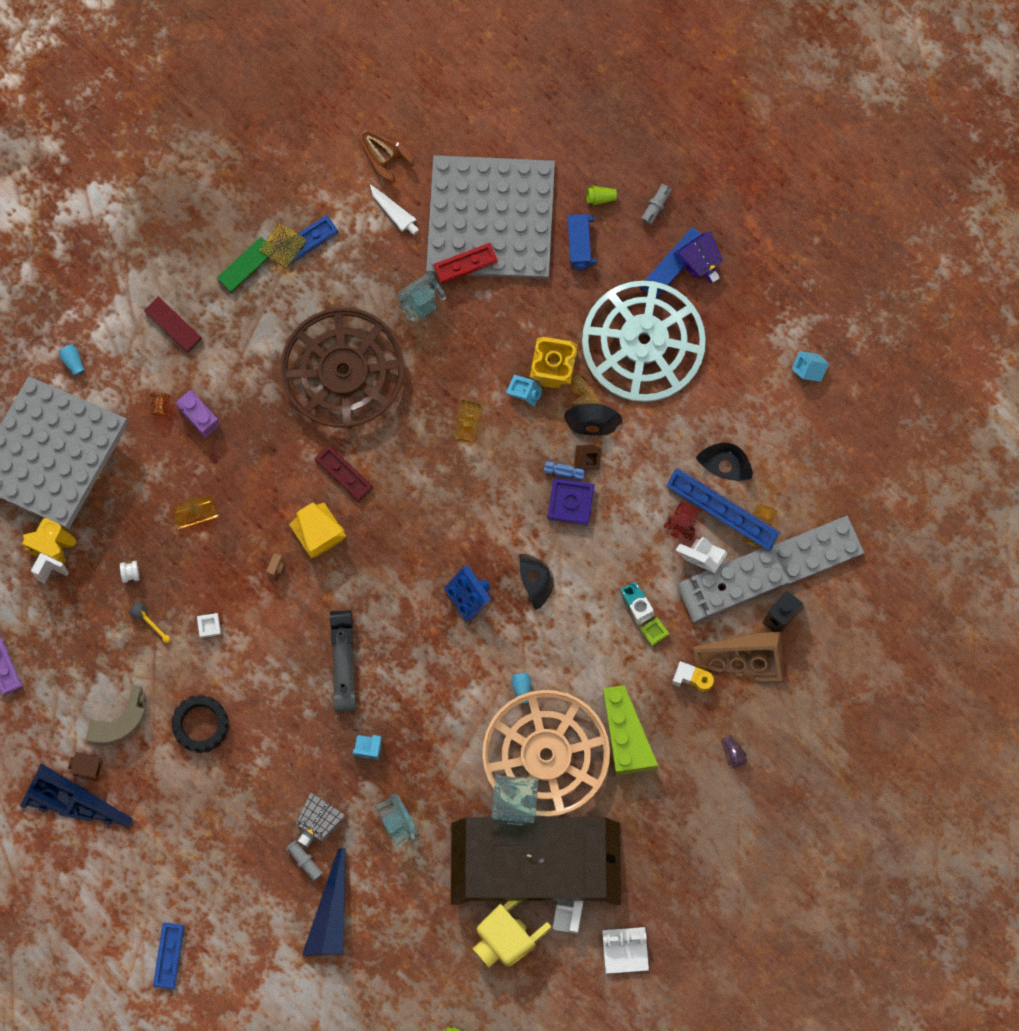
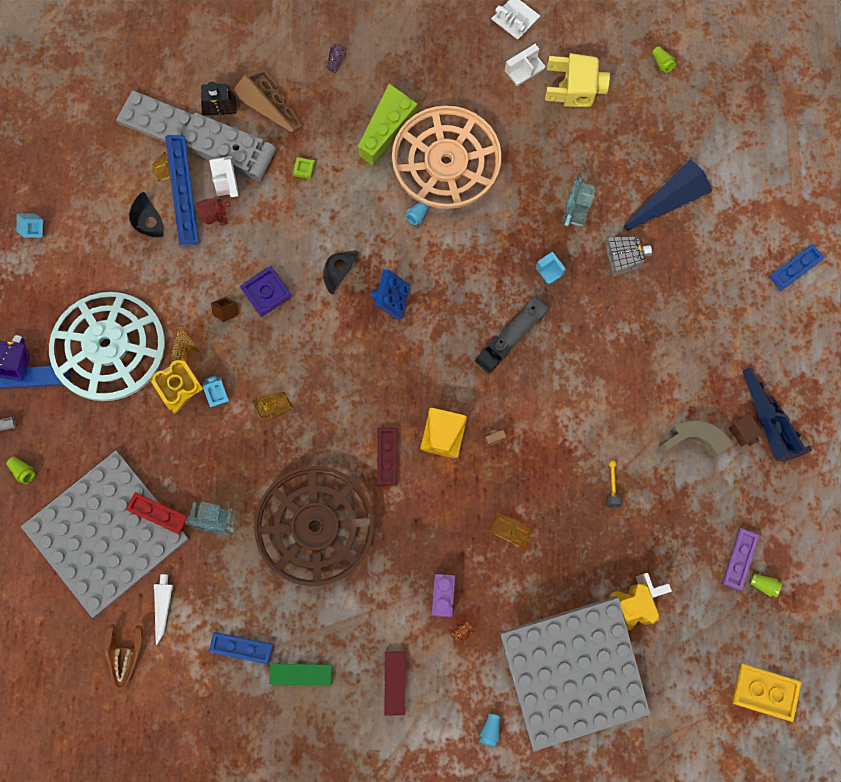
camera: 140 degrees left, 0 degrees up
(129, 571) = (595, 532): white wheel -> none
(189, 704) = (655, 371): black tyre -> none
(209, 625) = (576, 443): white plate -> none
(282, 245) = (261, 660): clear yellow piece -> none
(304, 860) = (657, 240): light grey pin -> none
(515, 800) = (497, 138): clear light blue panel -> none
(536, 860) = (521, 104): dark brown piece -> none
(564, 470) = (248, 315): medium blue axle -> none
(580, 241) = (69, 452): blue brick -> none
(604, 418) = (196, 330): black piece -> none
(637, 603) = (295, 191): leg -> none
(694, 676) = (314, 125): leg -> none

